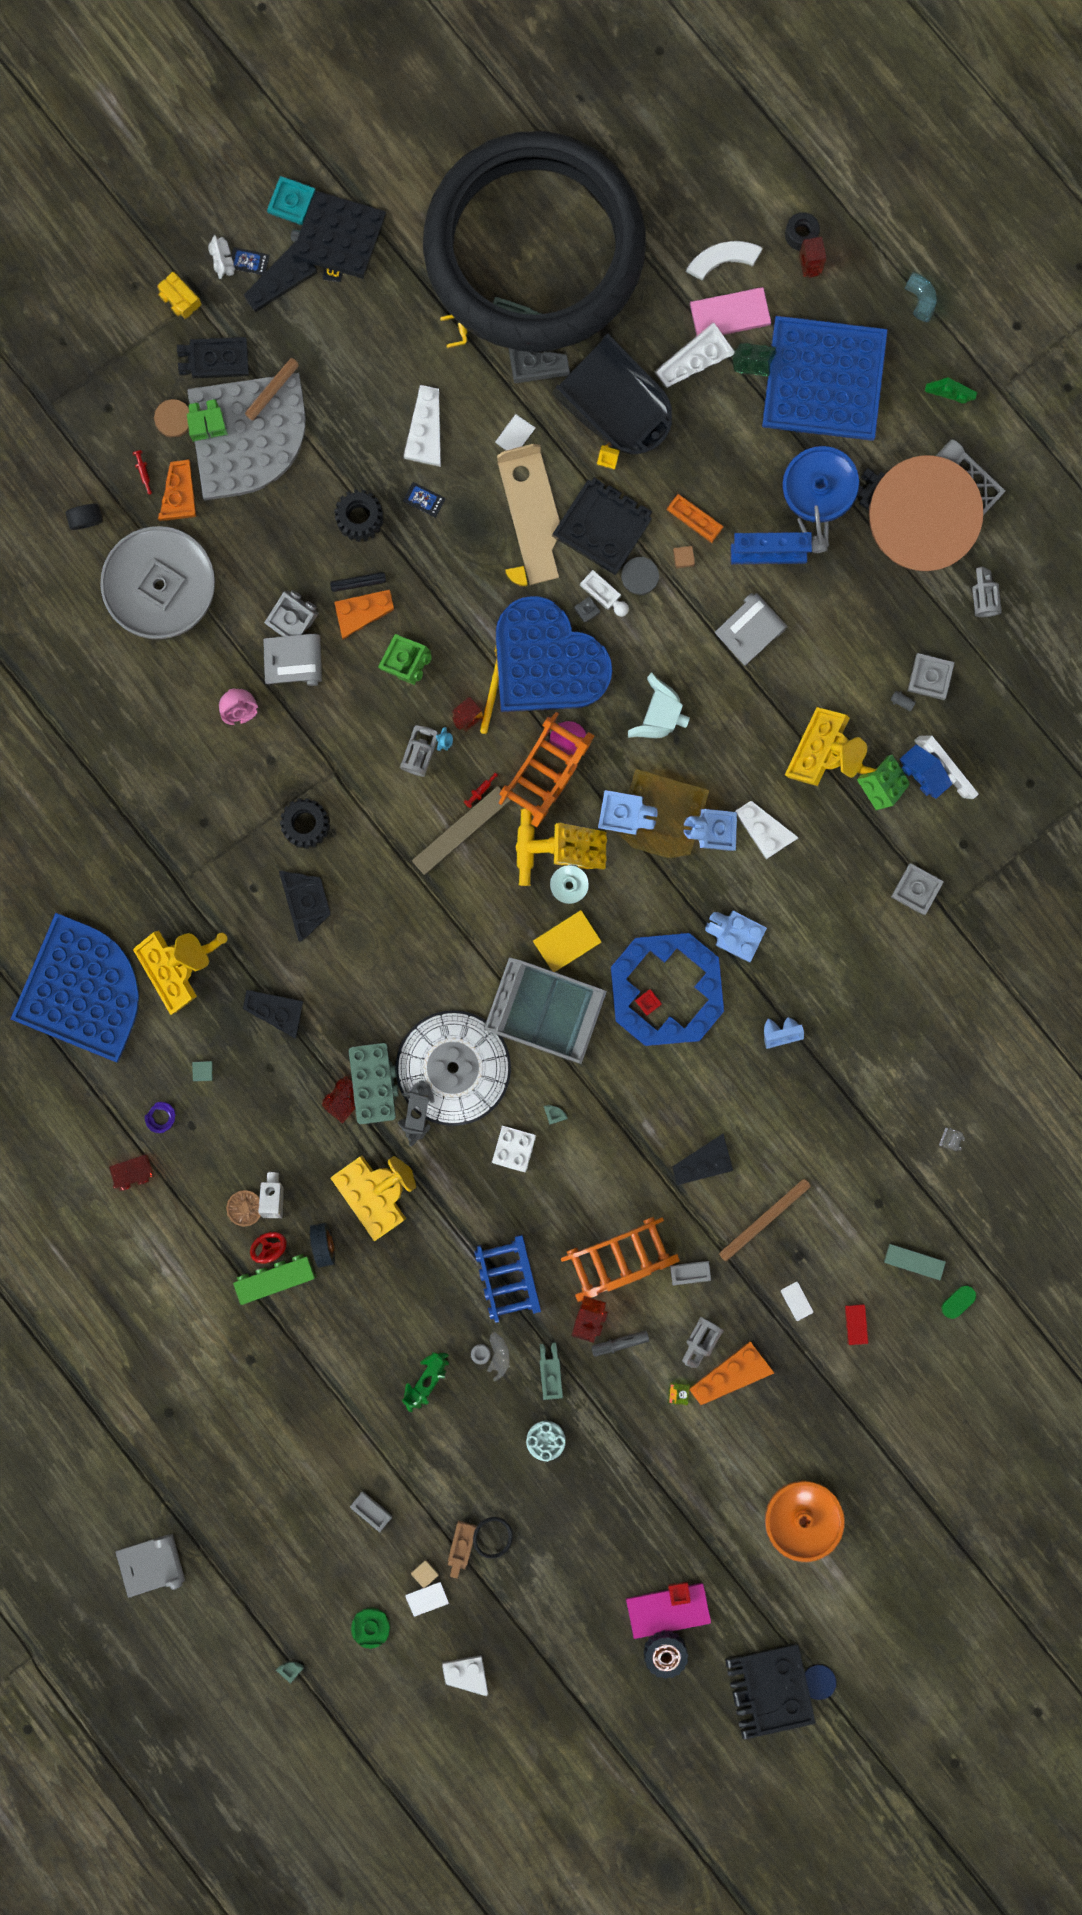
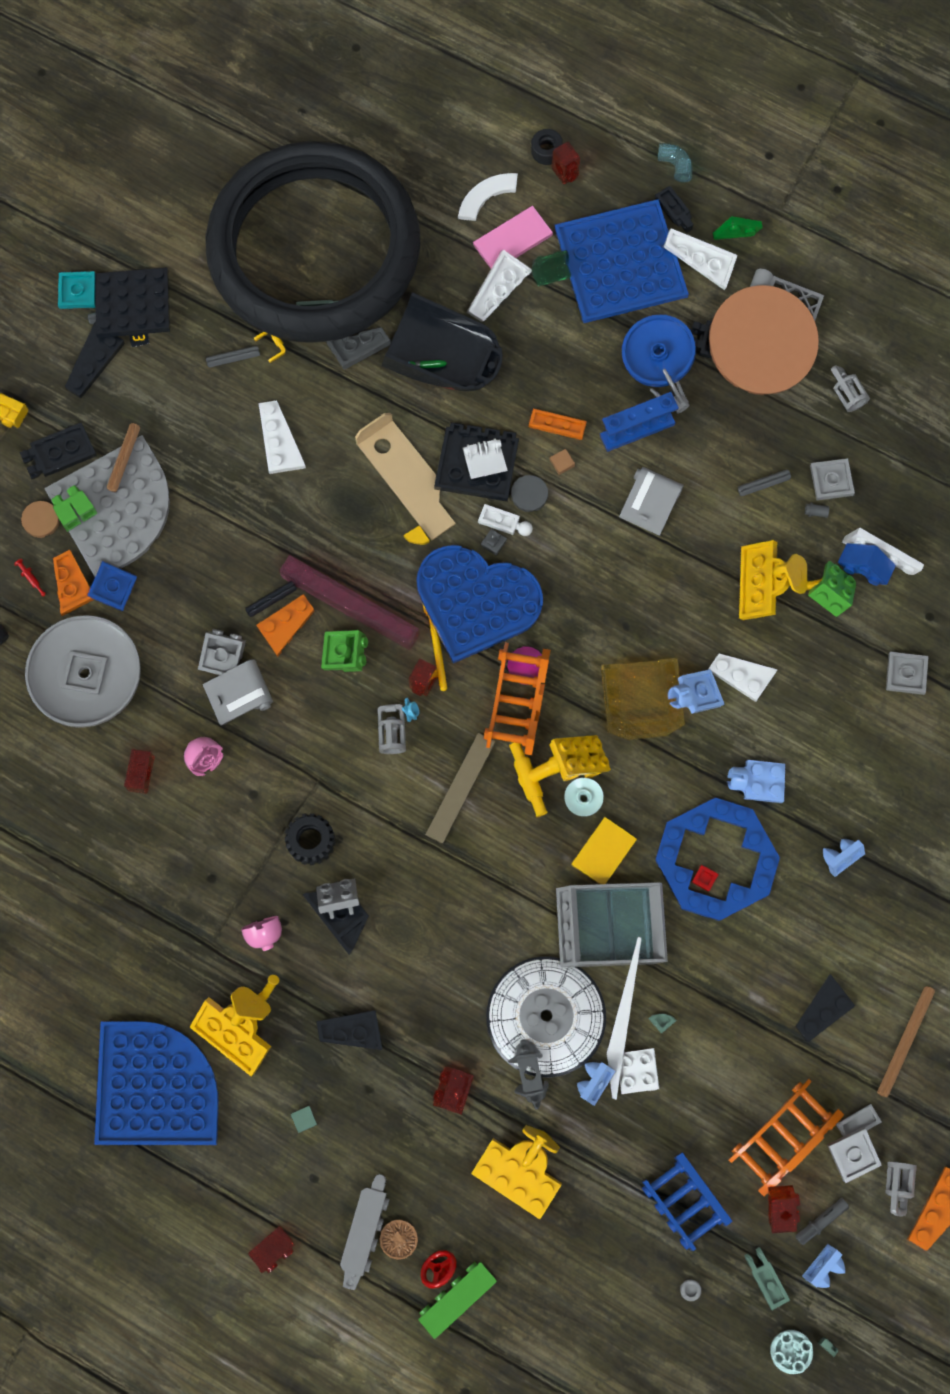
camera: 20 degrees left, 10 degrees down
(150, 1122) = (271, 1191): dark purple piece -> none
(174, 698) = (139, 771): none -> clear red brick
(215, 511) = (112, 586): none -> blue tile
(215, 1189) = (363, 1231): none -> light grey hinge
(219, 249) = (26, 356): white hinge -> none
(229, 891) = (263, 933): none -> bright pink cylinder
(249, 261) = (58, 356): black sticker -> none
(271, 1205) = (423, 1224): white torso -> none
(308, 886) = (337, 896): none -> light grey plate
(322, 1245) = (491, 1243): black wheel -> none
(354, 501) = (248, 524): black tyre -> none
(373, 1083) = (476, 1062): sand green bracket -> none
(414, 327) = (233, 356): none -> dark grey axle
(418, 1395) = (648, 1356): green piece -> none
(424, 499) = (302, 502): black sticker -> none
(428, 615) = (349, 602): none -> clear pink brick
(478, 1141) = (600, 1077): none -> light blue tile
(479, 791) = (461, 748): red piece -> none
(501, 1356) = (712, 1287): clear piece -> none
(506, 1117) = (618, 1038): none -> white sticker
(515, 433) = (362, 413): white sticker -> none
(579, 1449) = (828, 1346): none -> sand green tile
(595, 409) = (429, 364): none -> green piece
(608, 457) = (456, 400): yellow tile -> none
(610, 526) = (484, 458): none -> white hinge
(610, 1378) = (826, 1261): none -> light blue tile
(625, 813) = (609, 709): light blue plate -> none
(662, 712) = (602, 604): light aqua torso -> none
(673, 1298) = (854, 1154): none -> light grey plate
(678, 1394) = (900, 1248): clear neon green tile -> none
(865, 654) = (764, 482): none -> dark grey axle
(900, 344) = (675, 208): none -> black hinge
(907, 409) = (705, 258): none -> white wing

